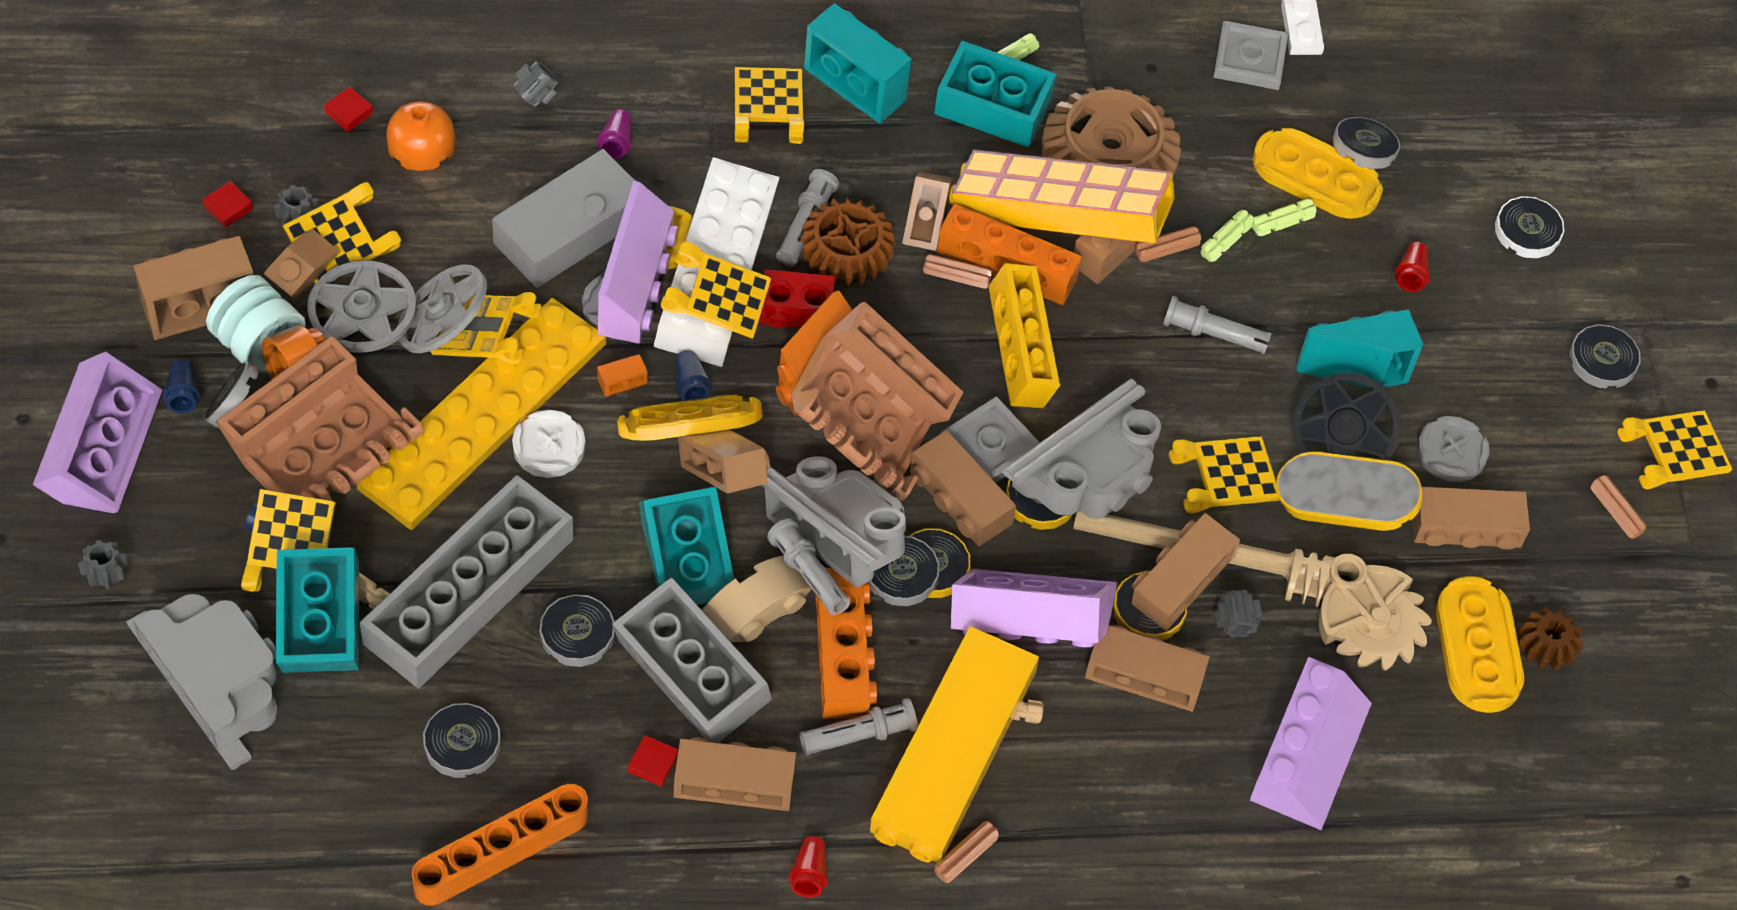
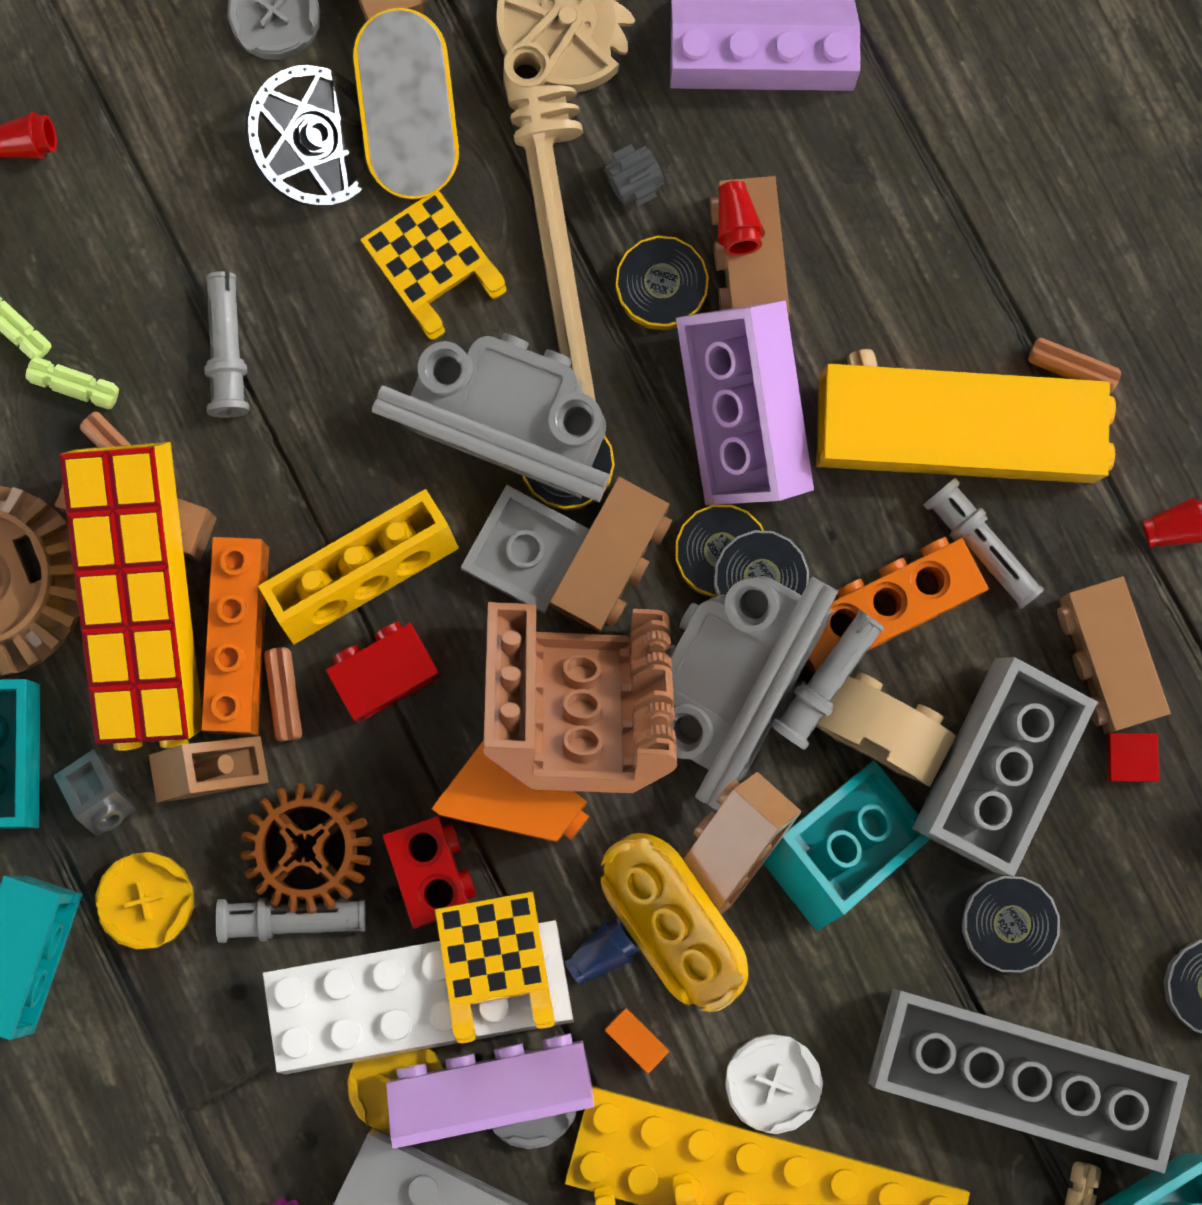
camera: 110 degrees left, 25 degrees up
(768, 97) = (109, 1055): yellow flag -> none
(858, 151) = (144, 900): none -> yellow tile
(941, 143) = (94, 793): none -> flat silver bracket
(945, 327) = (382, 671): none -> red brick
(1173, 646) = (738, 221): none -> red cone
(1184, 570) = (619, 248): medium nougat brick -> none
(1373, 346) = (189, 137): teal slope -> none

